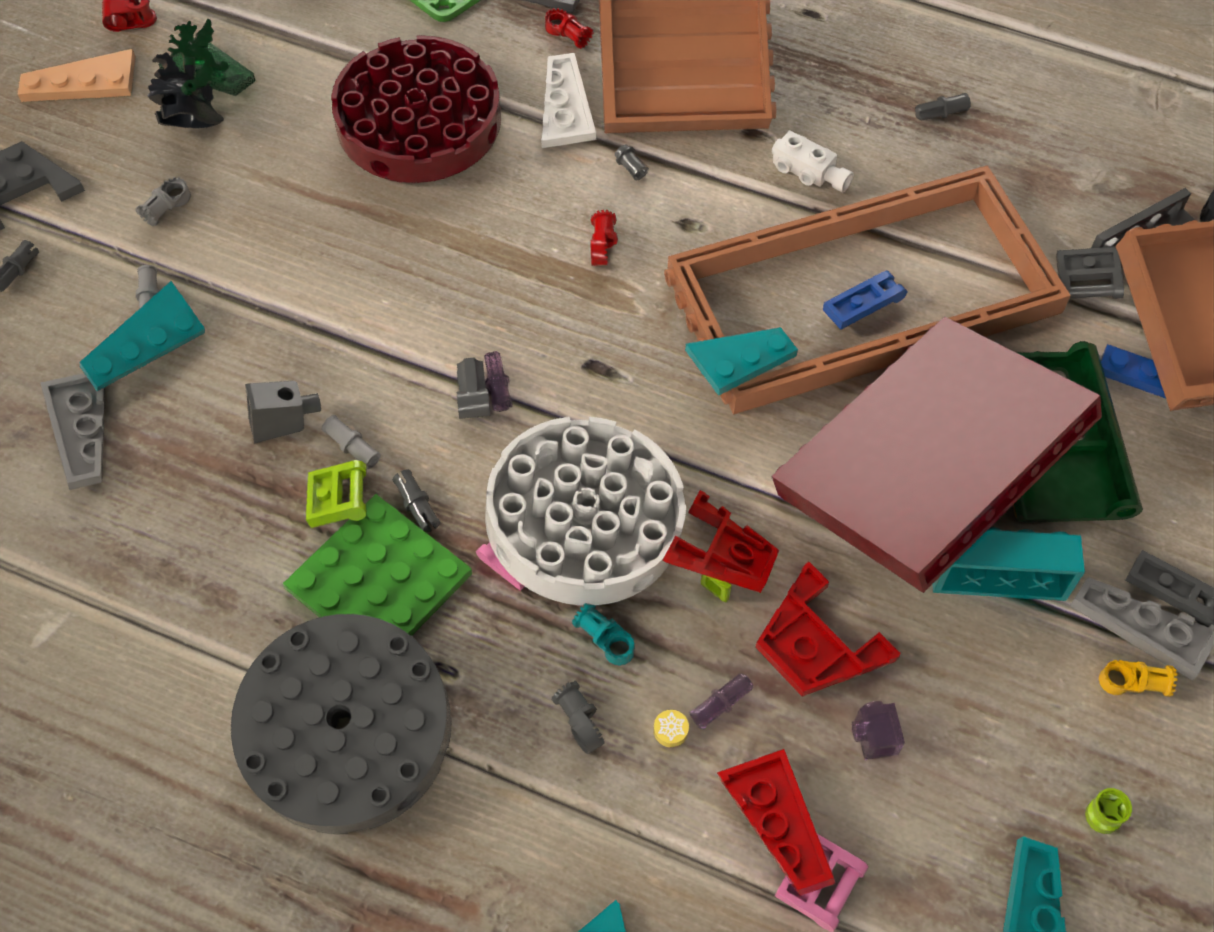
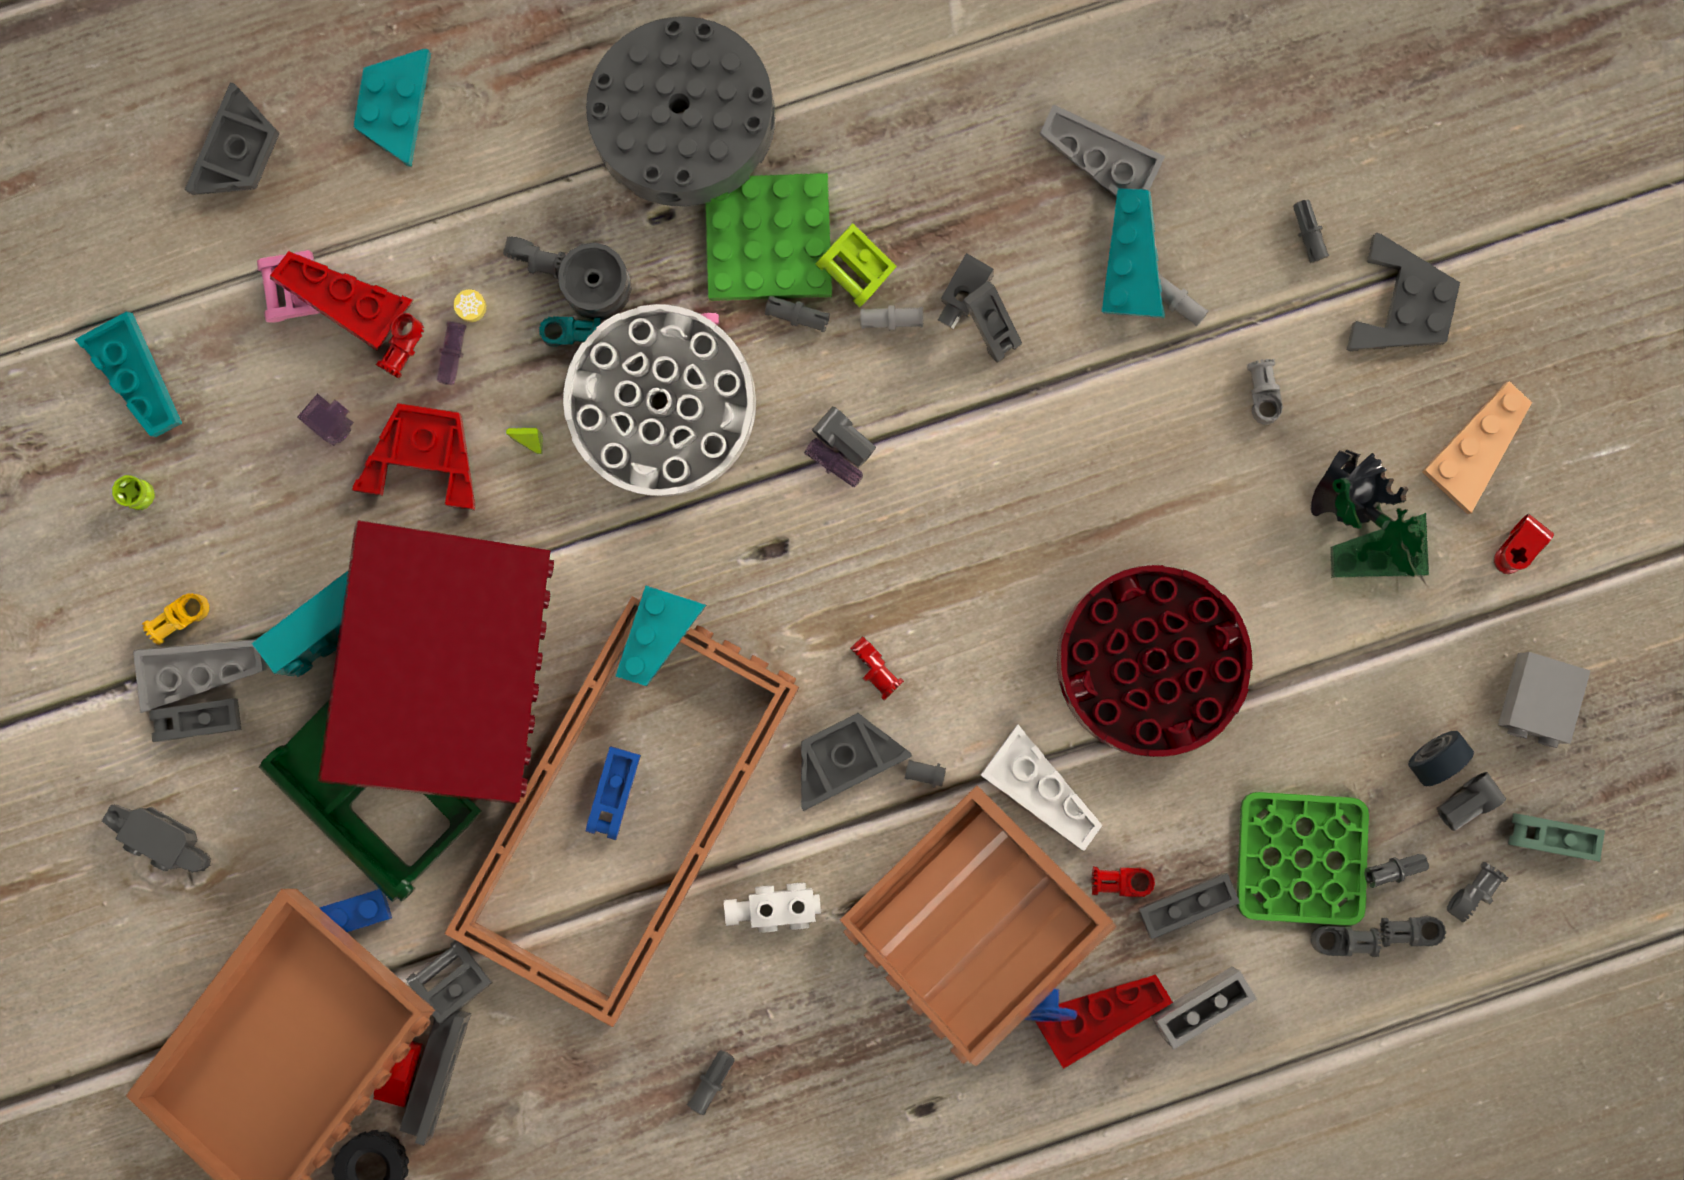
camera: 140 degrees right, 25 degrees up
(285, 365) = (992, 321): none -> dark grey plate
(549, 646) = (599, 265): none -> dark grey wheel
(678, 207) = (845, 757): none -> dark grey wing
(734, 554) = (522, 463): red wing -> none
(763, 737) = (401, 345): none -> red connector

